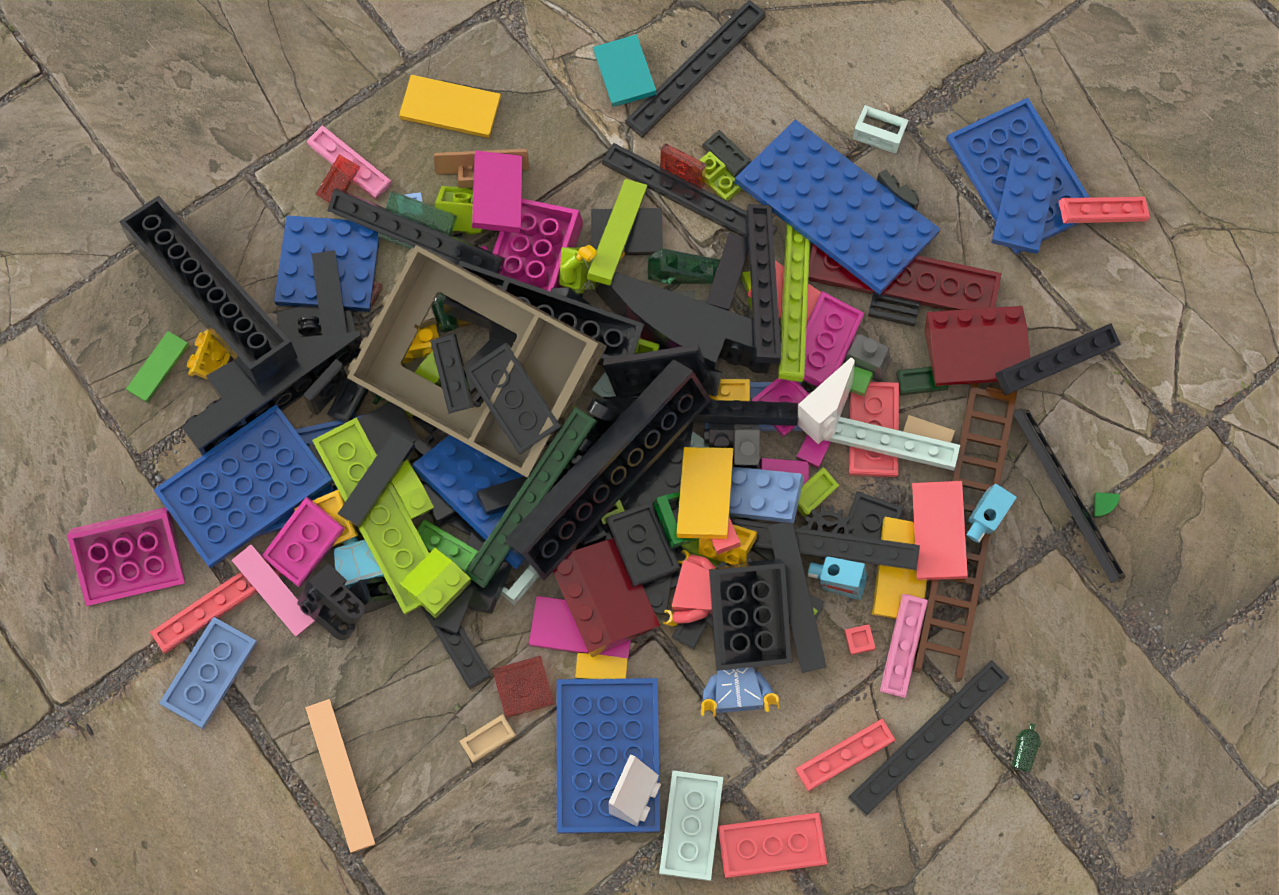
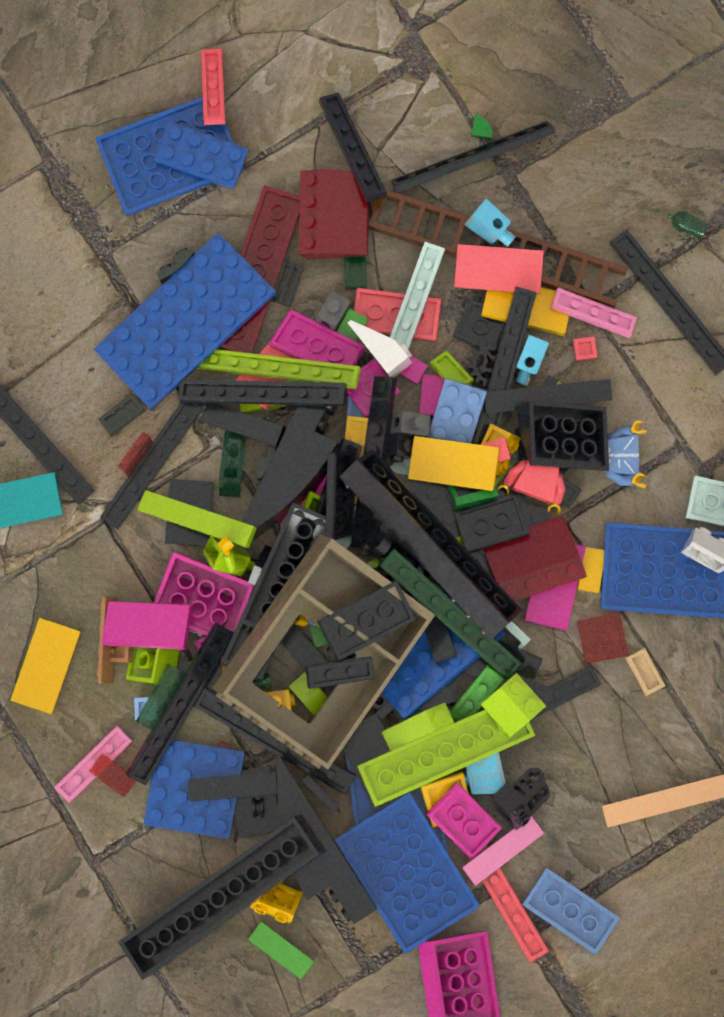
camera: 85 degrees left, 10 degrees up
(373, 593) = (513, 763): black slope -> none
(376, 479) = (417, 750): black tile -> none
(718, 178) = (147, 422): lime slope -> none
(845, 755) = (680, 373): coral tile -> none
(876, 136) = (119, 277): light aqua tile -> none
(928, 429) = (404, 269): tan tile -> none

